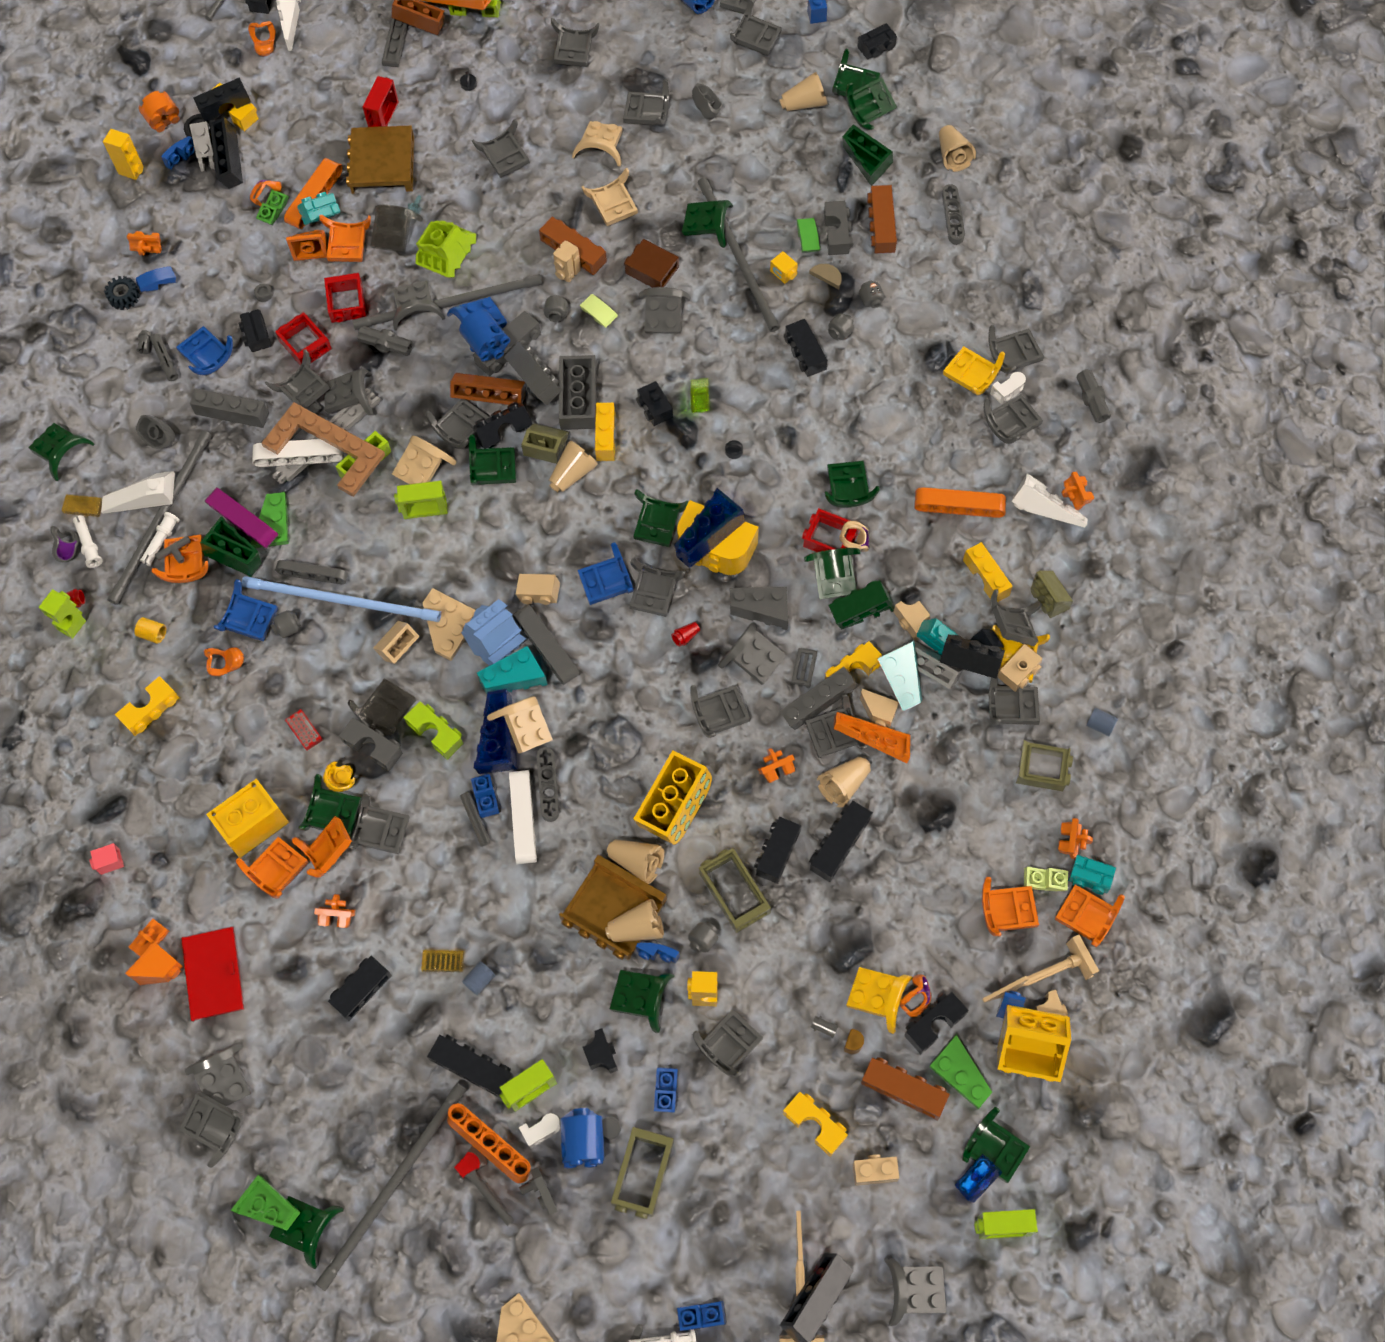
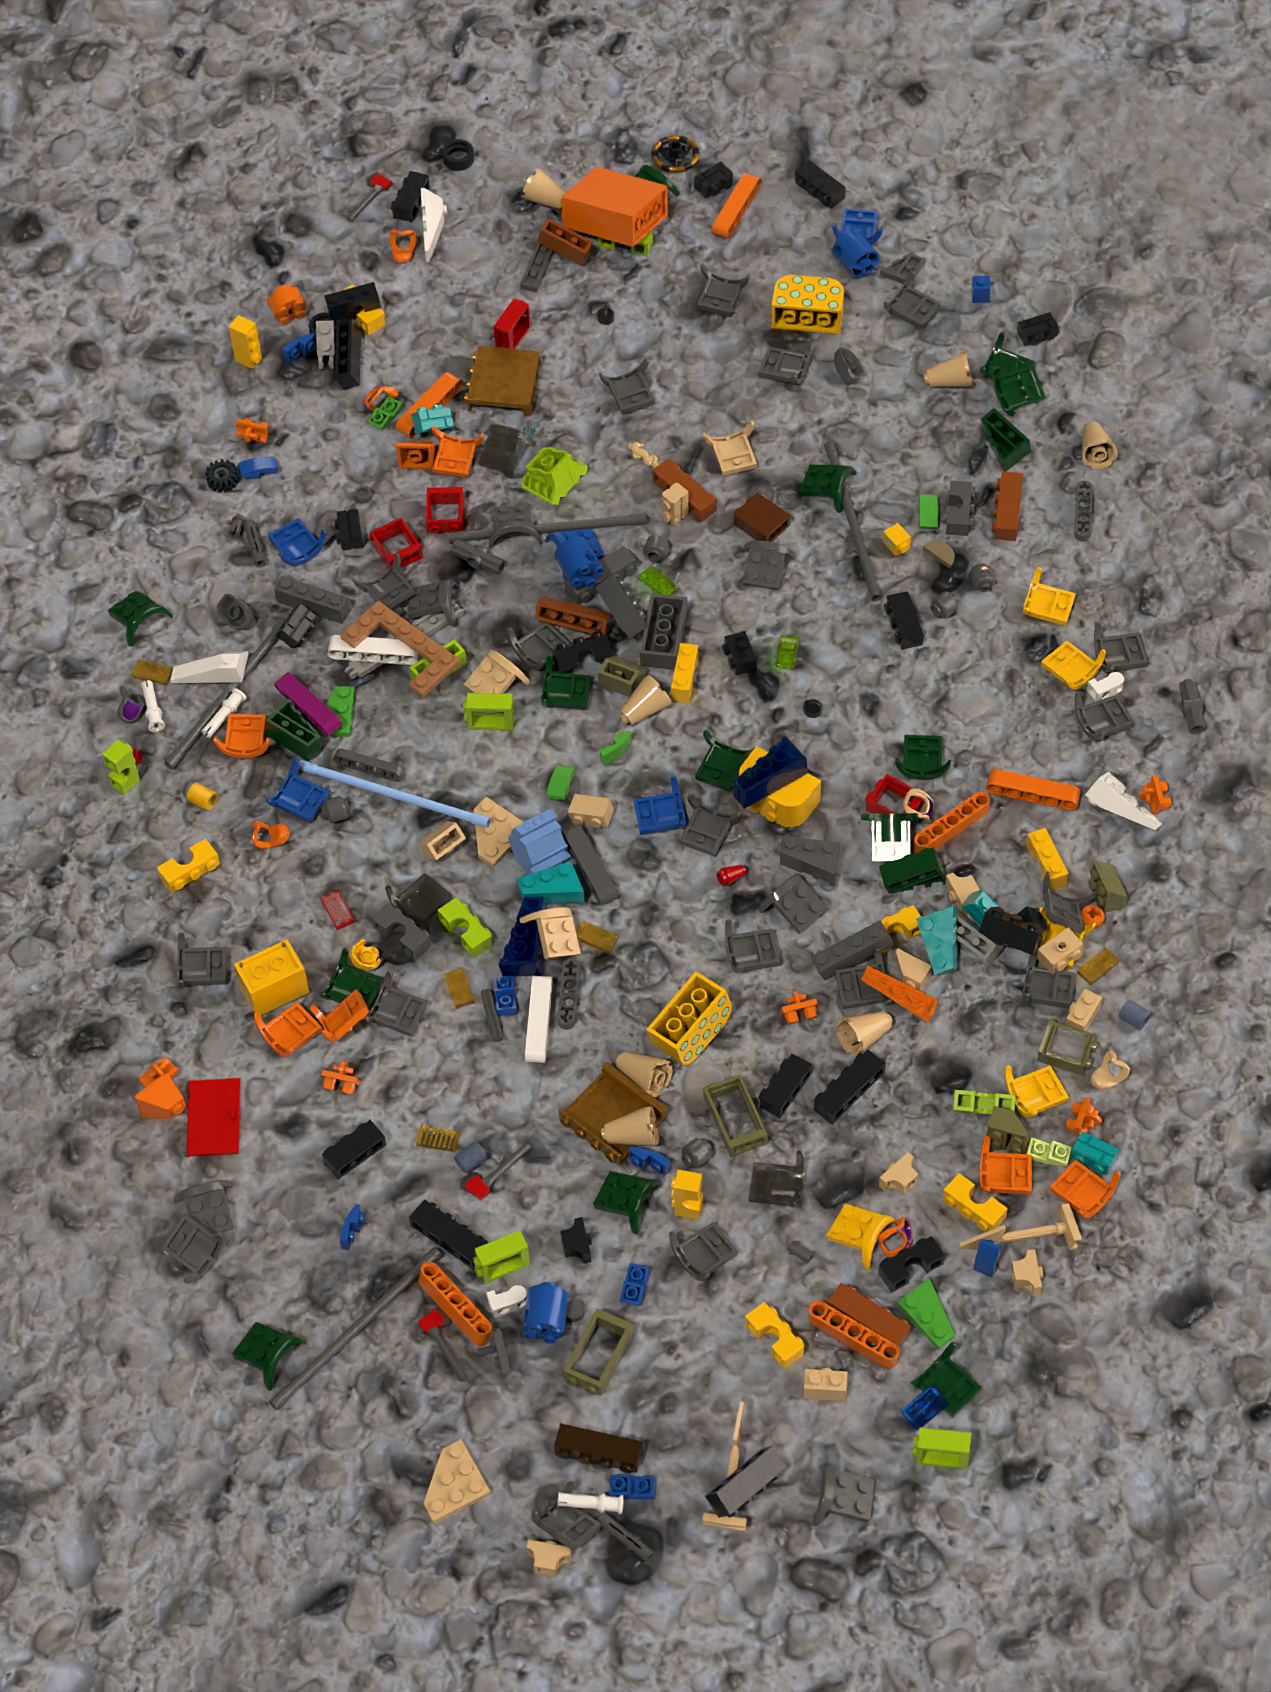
camera: 10 degrees right, 10 degrees down
(106, 859) = (128, 998): coral brick -> none
(174, 550) = (237, 724): dark grey piece -> none
(174, 811) = (200, 964): none -> dark grey piece
(217, 438) = (296, 626): none -> black brick
(266, 1205) = (233, 1324): bright green wing -> none
(370, 1069) = (351, 1225): none -> blue slope
(438, 795) = (459, 988): none -> clear yellow tile
(494, 1008) = (481, 1188): none -> piece
(502, 562) = (560, 782): none -> bright green slope
(523, 214) = (639, 453): none -> tan animal
(555, 514) = (621, 743): none -> bright green slope
(562, 342) = (656, 581): none -> clear neon green slope
(565, 719) = (596, 937): none -> clear yellow tile
(598, 310) = (699, 556): yellowish green slope -> none
(602, 137) = (733, 387): tan piece -> none
(658, 45) = (808, 304): none -> yellow brick
(660, 1279) = (598, 1448): none -> dark brown brick
(788, 957) = (777, 1183): none -> clear smoke piece
(801, 682) = (839, 936): dark grey tile -> none
(854, 1042) = (826, 1269): pearl gold brick -> none
(886, 557) = (955, 816): none -> orange beam
(904, 1109) = (848, 1326): none -> orange beam
(907, 928) = (900, 1175): none -> tan brick
(938, 310) = (1048, 602): none -> yellow piece
(969, 942) = (985, 1215): none -> yellow arch
(976, 838) = (981, 1102): none -> lime arch
(1004, 867) = (1007, 1131): none -> olive slope
(1022, 818) = (1035, 1091): none -> yellow piece
(1033, 1043) = (1001, 1291): yellow container -> none
(1045, 620) = (1092, 910): none -> orange piece
(1053, 726) = (1084, 1010): none -> tan brick
(1056, 675) = (1098, 966): none -> clear yellow tile
(1082, 792) = (1101, 1077): none -> tan piece

